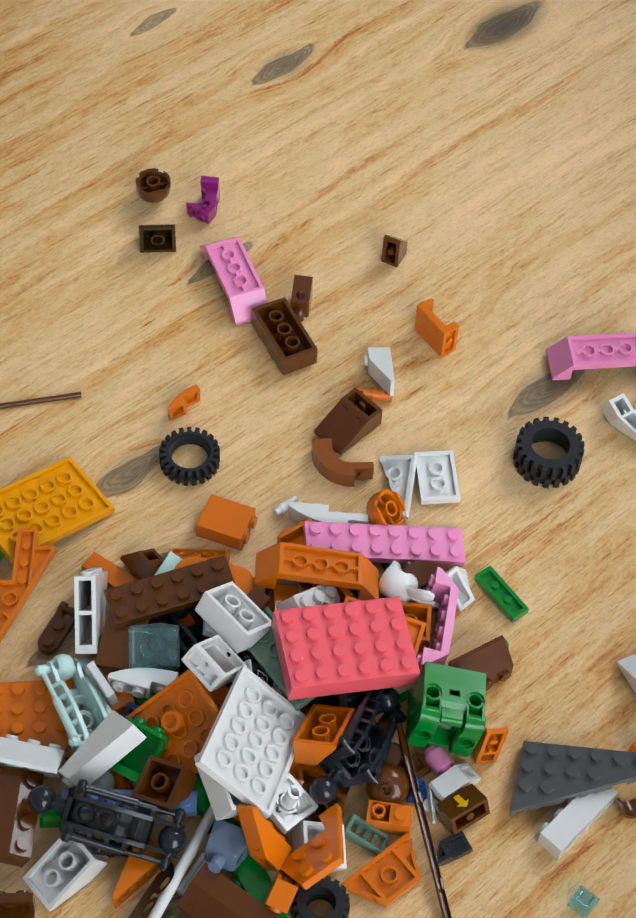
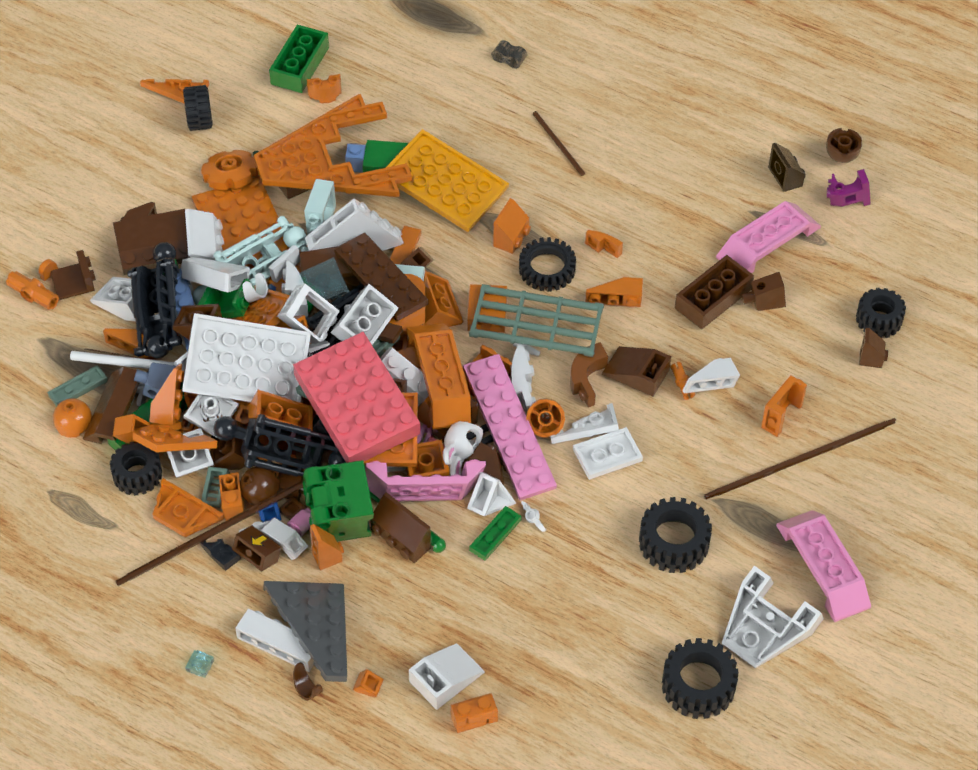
camera: 75 degrees right, 0 degrees up
(39, 628) = (320, 204): none -> light aqua window
(133, 471) = (510, 227): none -> orange slope
(144, 710) = (261, 289): none -> white helmet
(172, 721) = (253, 308): orange tile -> none
(252, 403) = (620, 292): none -> orange slope
(267, 497) = (523, 295): none -> sand green door
(354, 229) = (882, 301): none -> black tyre
(486, 342) = (769, 471): none -> reddish brown piece
(488, 558) = (533, 516): none -> white piece

